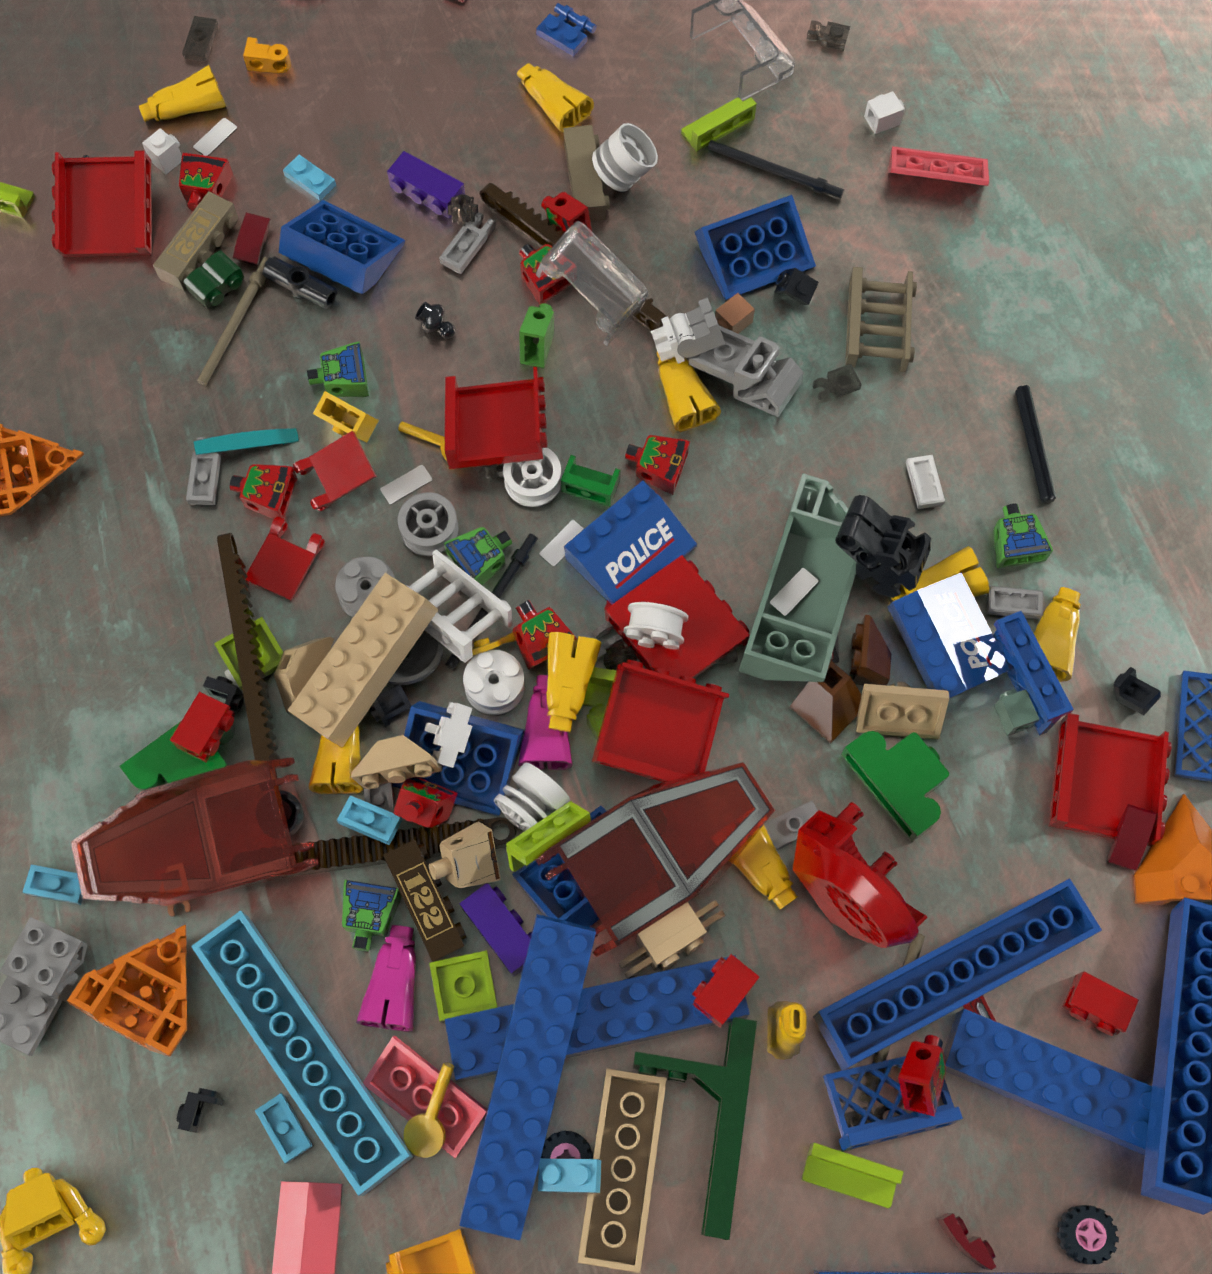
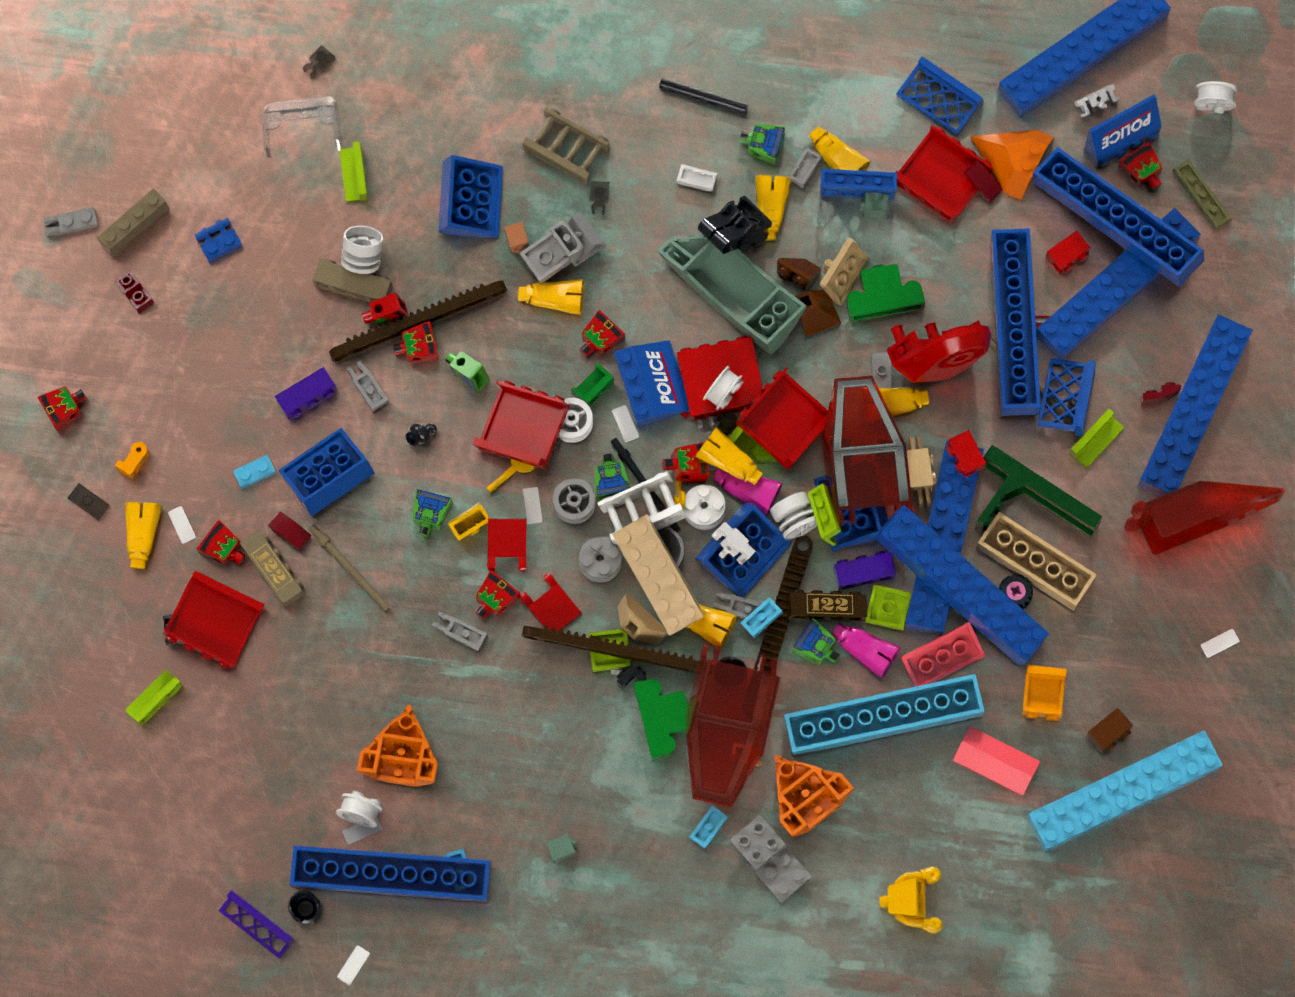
camera: 60 degrees left, 5 degrees up
(163, 150) = (182, 563): white brick -> none
(191, 1112) = (889, 795): black bracket -> none
(203, 727) = (654, 693): red brick -> none
(214, 279) = (311, 568): dark green brick -> none
(245, 440) = (450, 595): teal sticker -> none
(283, 1128) = (923, 745): medium azure plate -> none
(309, 288) = (354, 505): black piece -> none
(389, 704) = (689, 575): black bracket -> none
(394, 762) = (734, 584): tan slope -> none
(421, 801) = (764, 582): red torso -> none
(424, 1132) = (963, 663): yellow piece -> none
(462, 209) = (347, 380): clear smoke gear -> none
(467, 858) = (815, 567): tan torso -> none
(560, 101) = (277, 273): yellow piece -> none
(569, 1175) = (1027, 589): medium azure plate -> none
(597, 277) = (455, 311): clear windscreen -> none
(688, 333) = (522, 271): hips -> none
(785, 1029) = (1000, 432): yellow piece -> none
(794, 591) = (733, 296): white sticker -> none
(796, 285) = (513, 186): black bracket -> none
(819, 185) = (441, 131): black bar -> none
(884, 112) = (406, 59): white brick -> none
(923, 1075) = (1063, 369): red torso -> none
(939, 166) = (468, 46): coral slope -> none
(948, 636) = (810, 219): blue slope -> none
(1099, 1234) = (1190, 322): black wheel -> none
(1135, 692) = (897, 129): black bracket -> none

